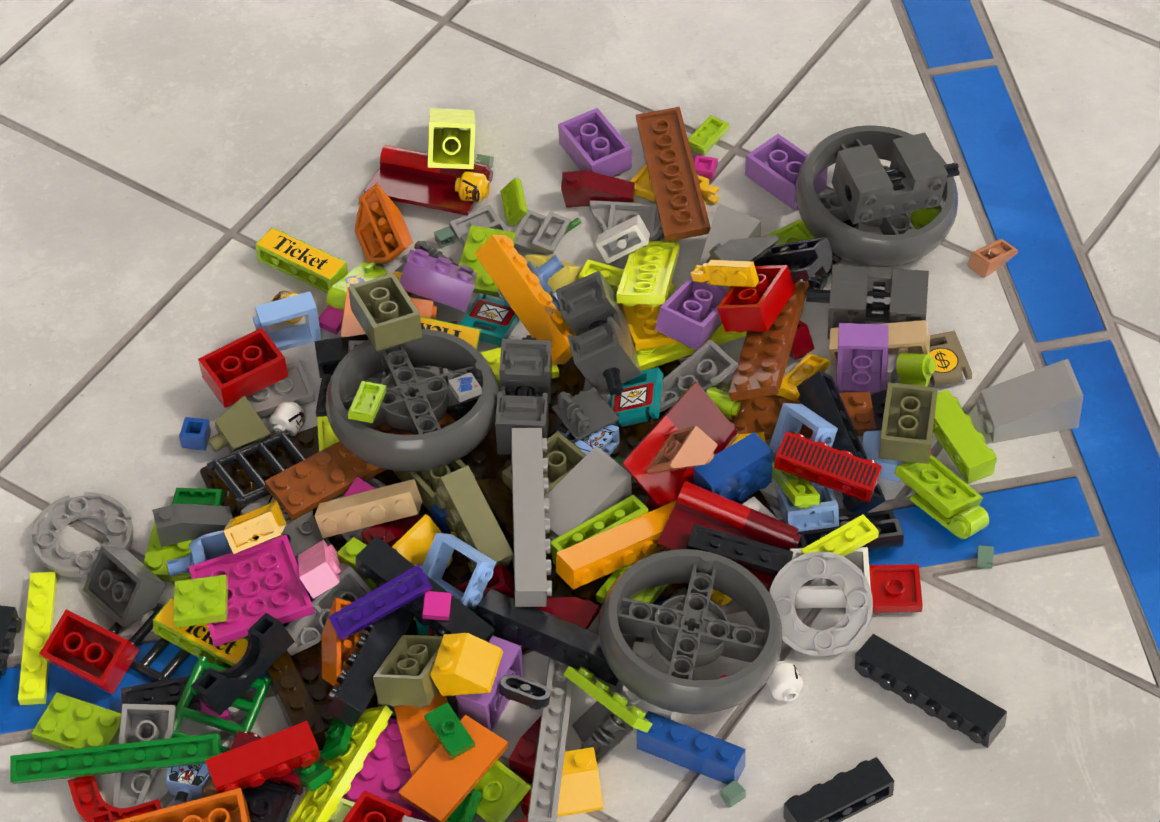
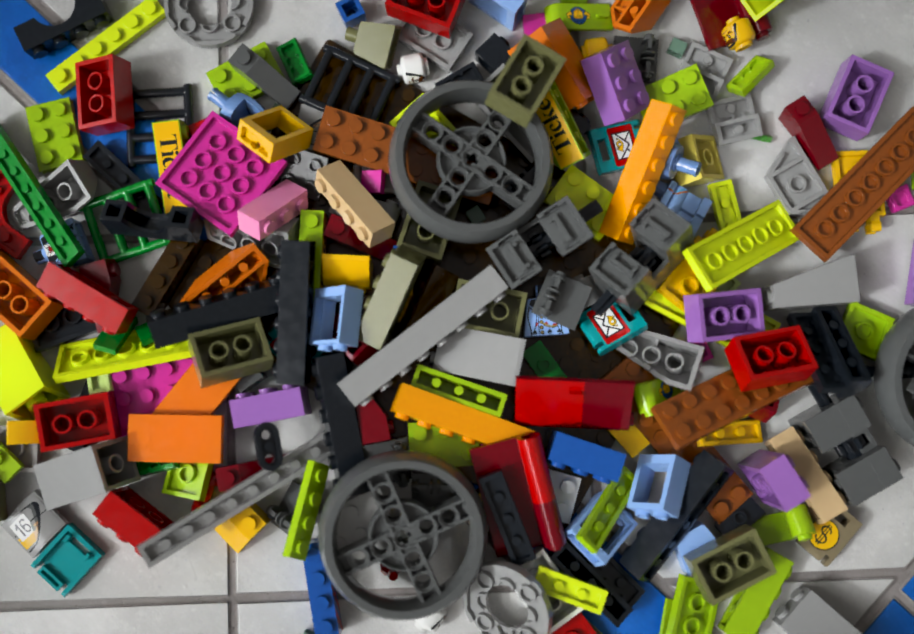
camera: 50 degrees right, 35 degrees up
(123, 585) = (181, 71): dark grey slope -> none
(200, 601) = (181, 147): lime plate -> none
(367, 402) = (422, 139): lime plate -> none
(380, 602) = (258, 289): dark purple plate -> none
(437, 605) = (285, 332): dark pink tile -> none
(449, 730) = (196, 416): green plate -> none
(465, 387) = (495, 203): light grey tile -> none
(465, 665) = (250, 392): yellow slope -> none
(484, 159) = (778, 19): sand green piece -> none
(623, 239) = (767, 195): white brick -> none
(683, 450) = (554, 420): nougat slope -> none
(726, 273) = (774, 321): yellow hinge -> none
(743, 249) = (797, 311): dark grey slope -> none
(827, 466) = (634, 537): red brick -> none

